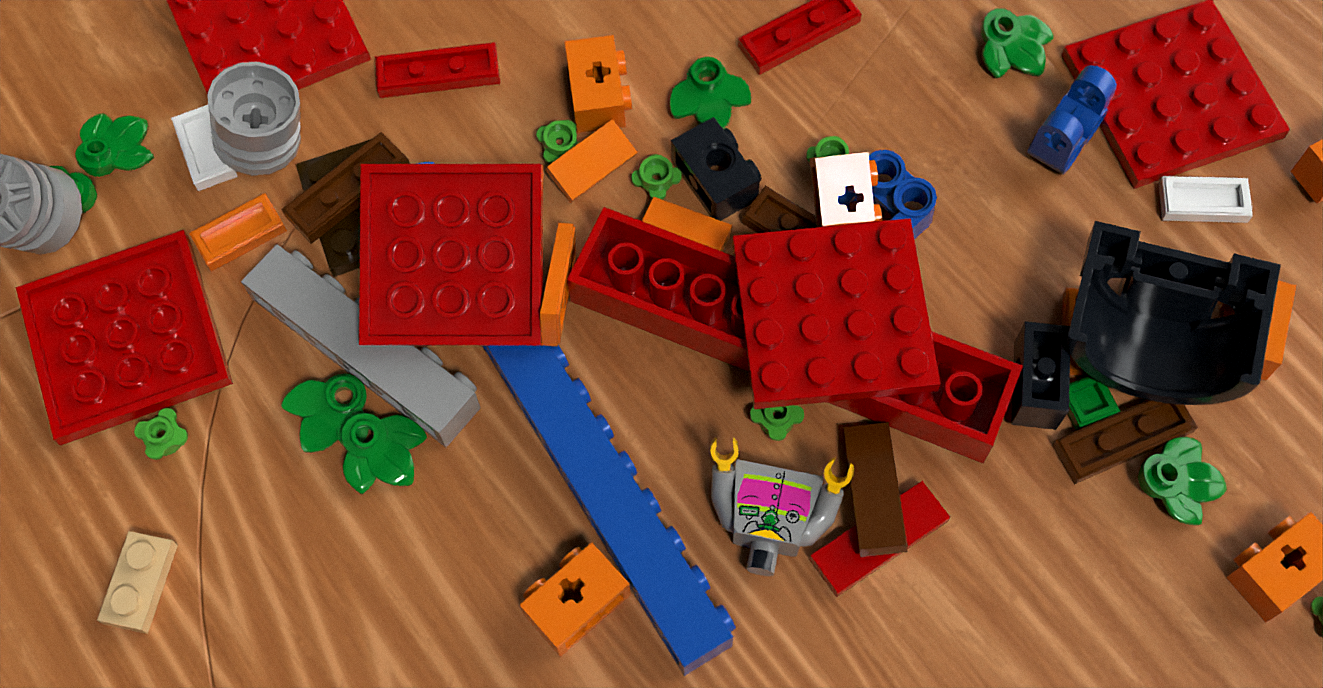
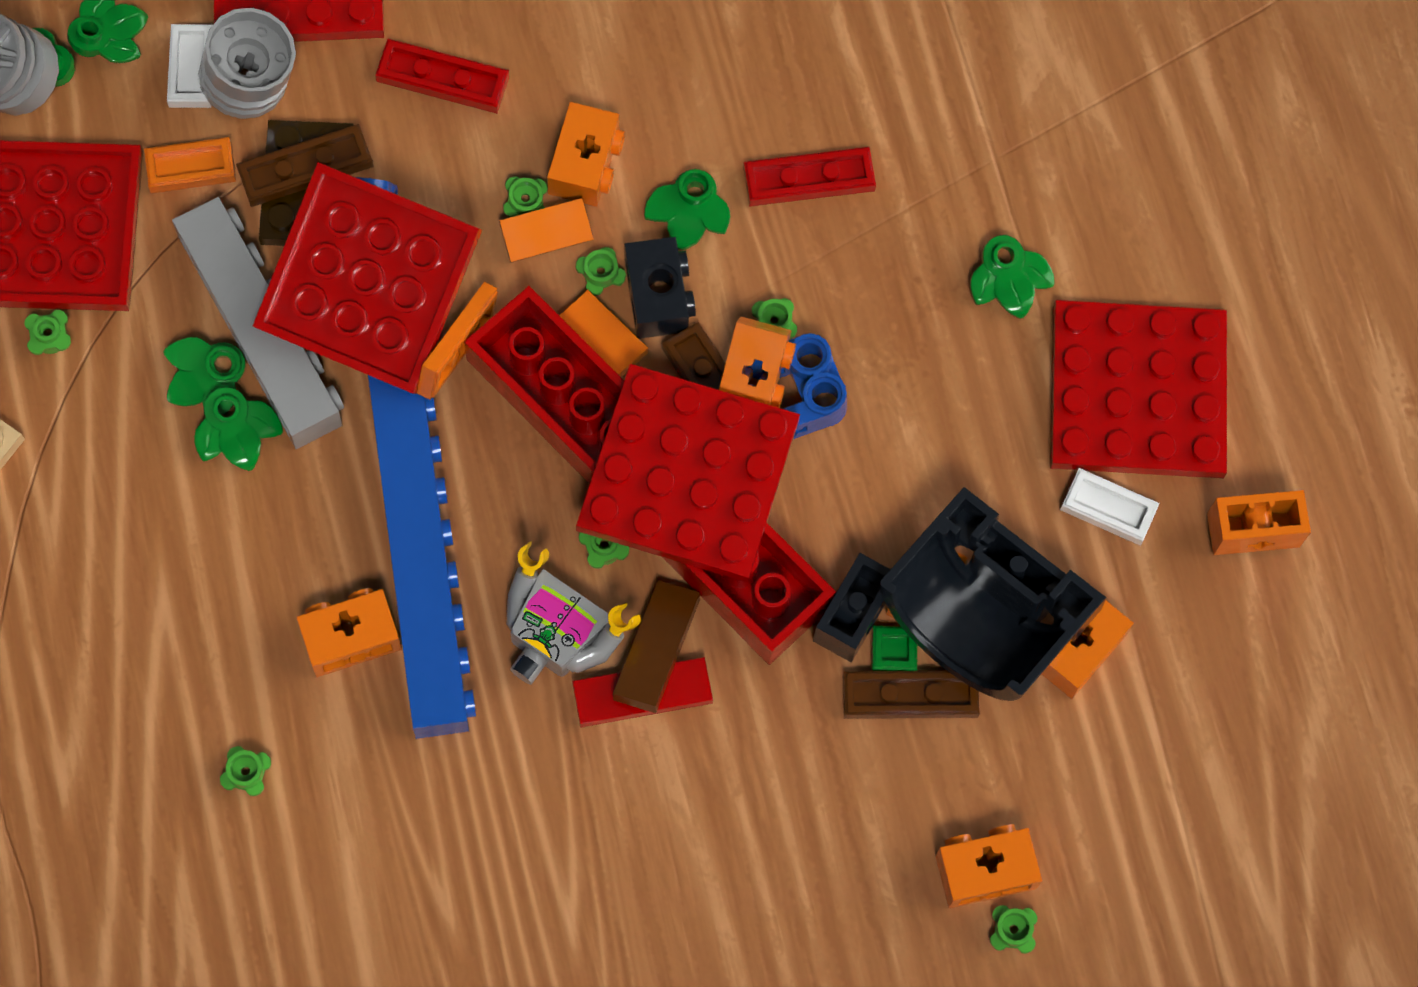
camera: 15 degrees right, 5 degrees up
(1074, 119) = (1017, 383): blue piece -> none
(1186, 481) = (946, 758): green plate -> none

